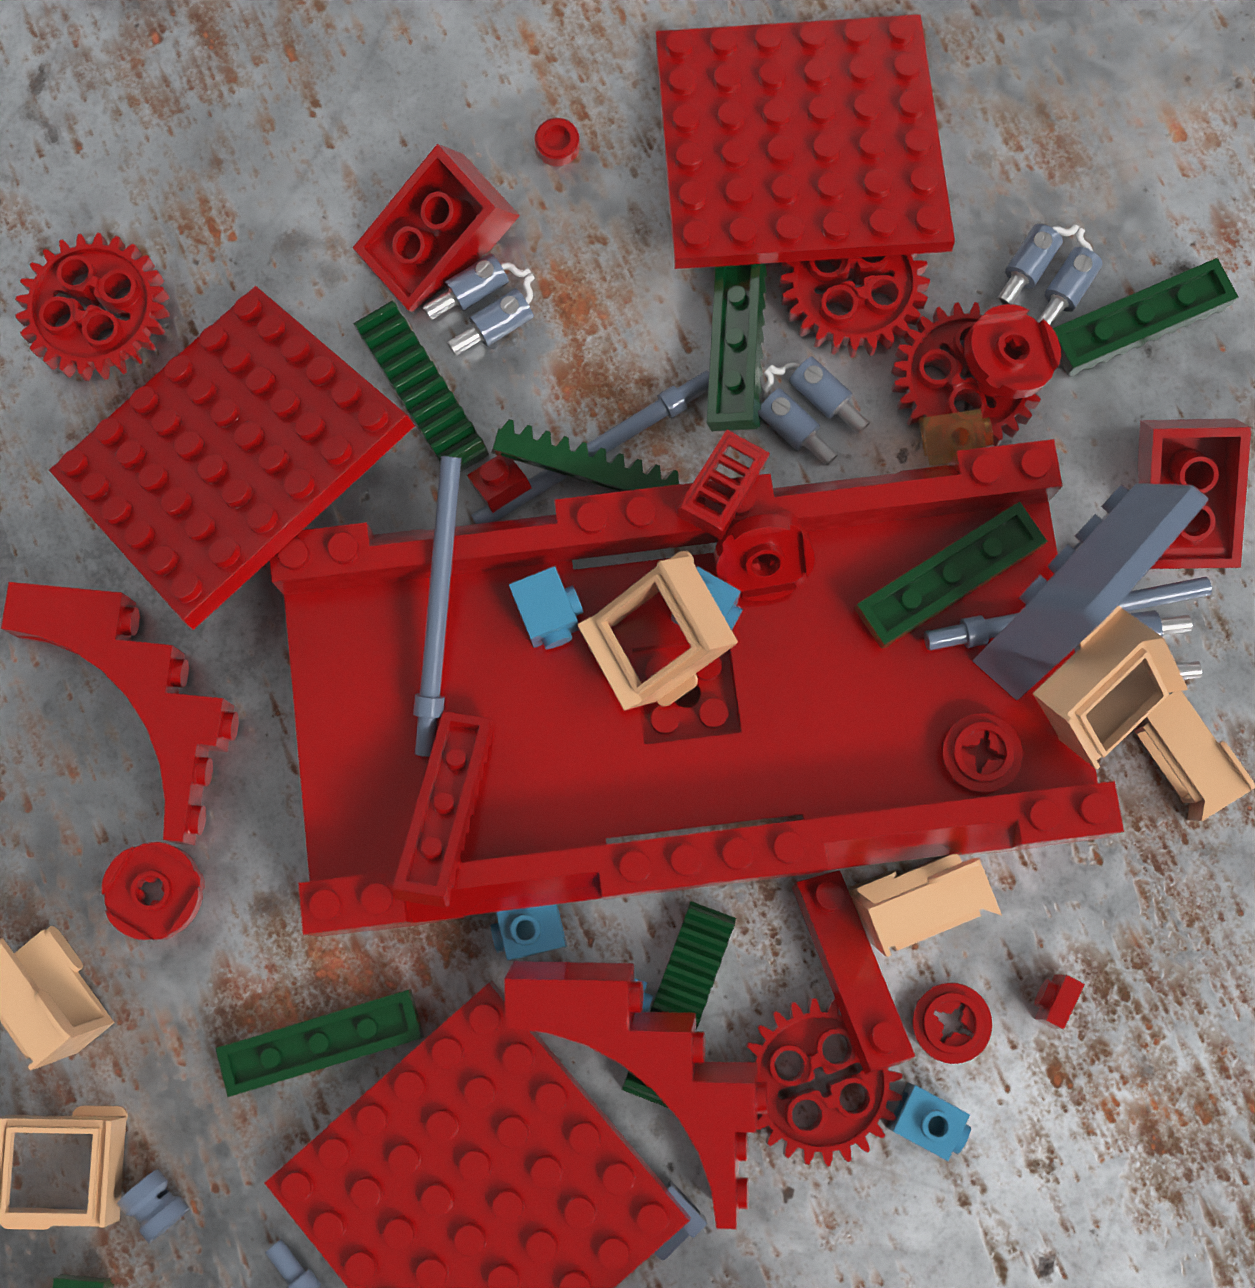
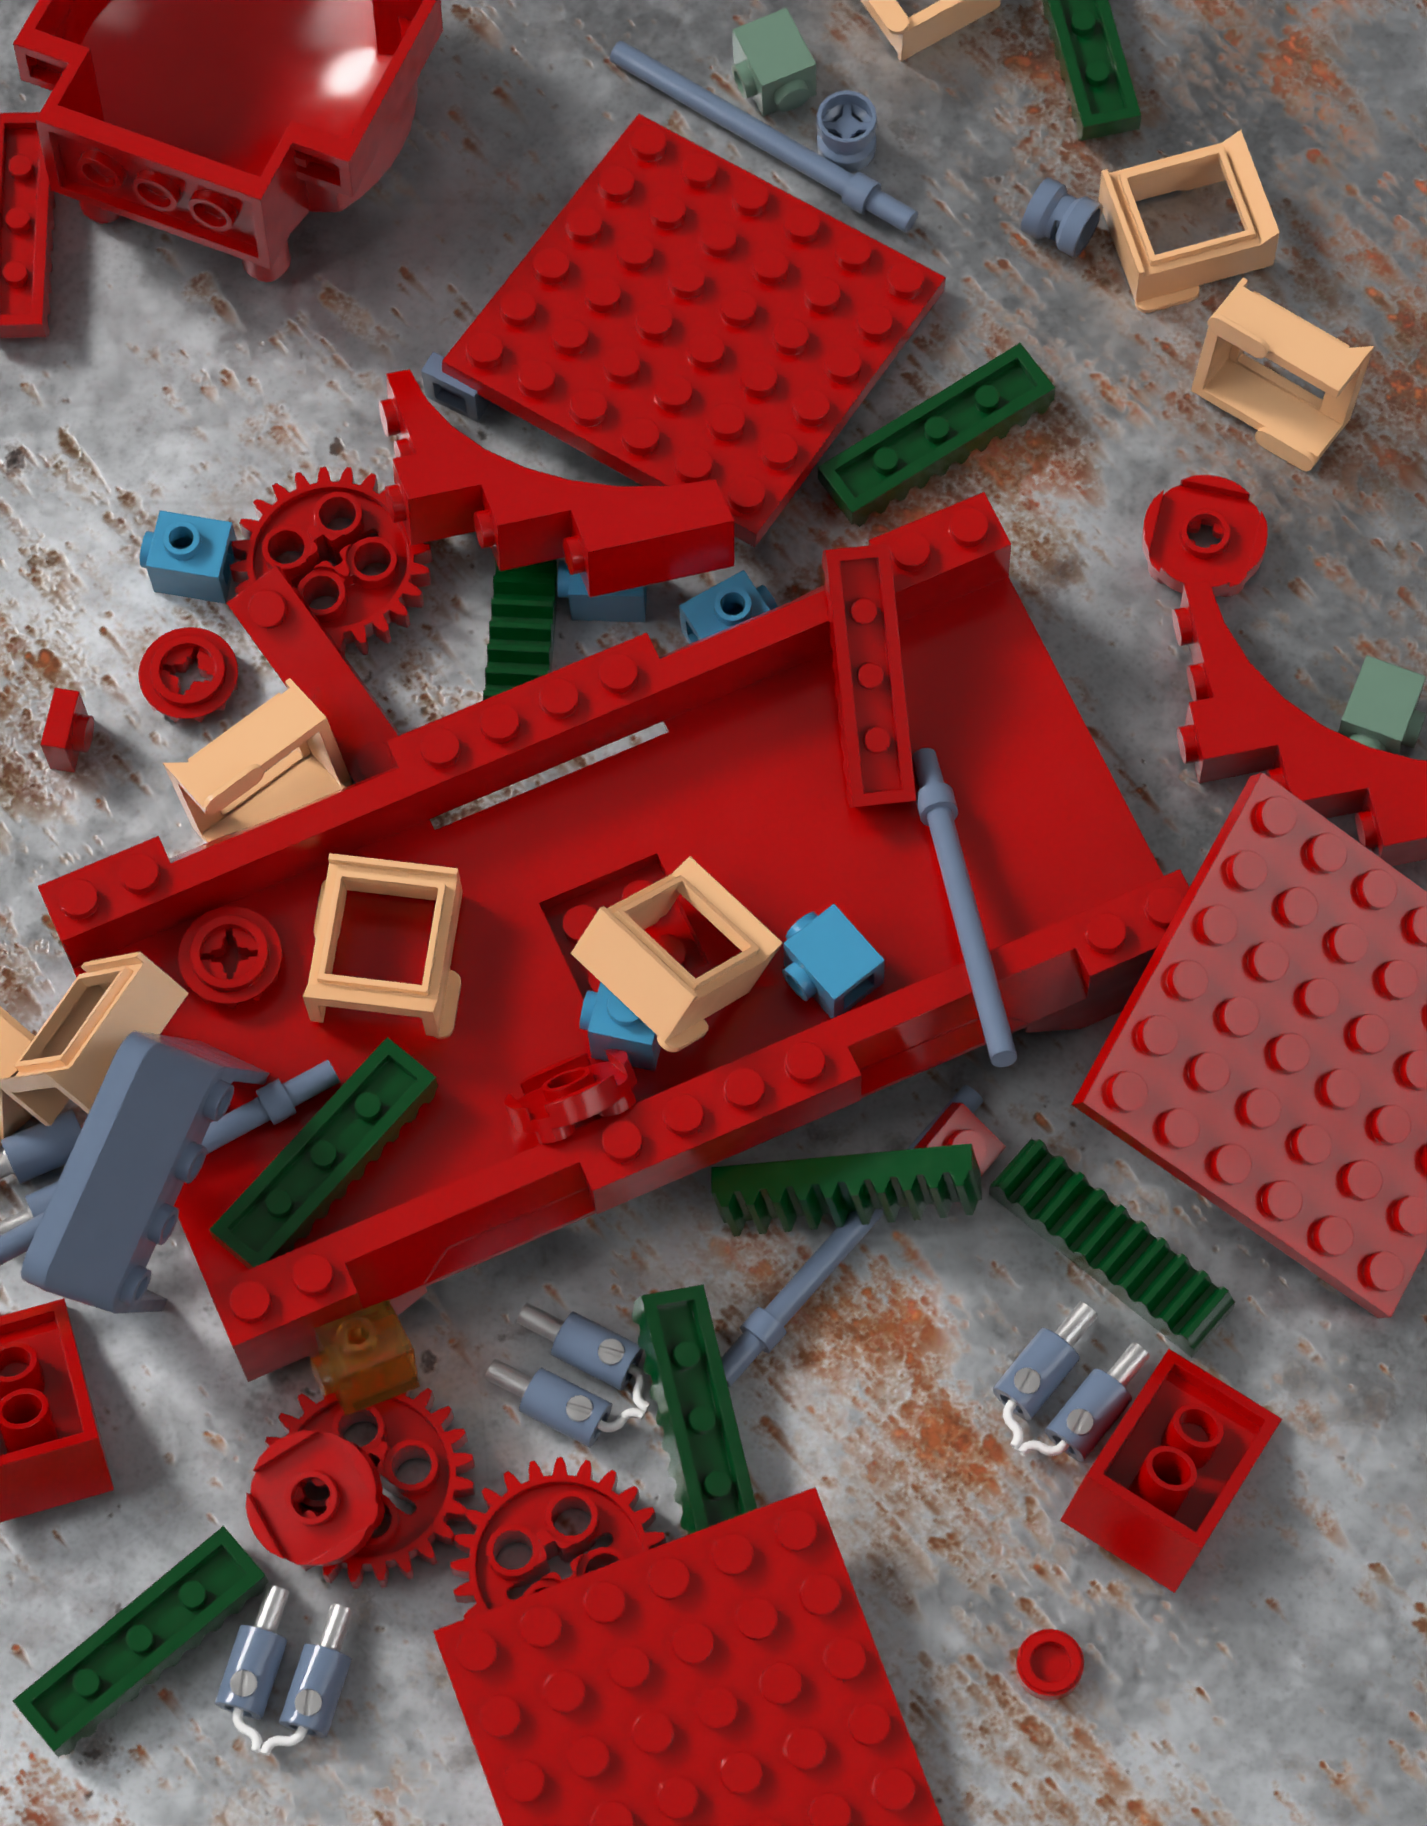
camera: 165 degrees right, 10 degrees down
(82, 705) = (1384, 707): none -> sand green brick
(706, 518) = (660, 1083): red slope -> none
(828, 688) = (440, 991): none -> light nougat piece

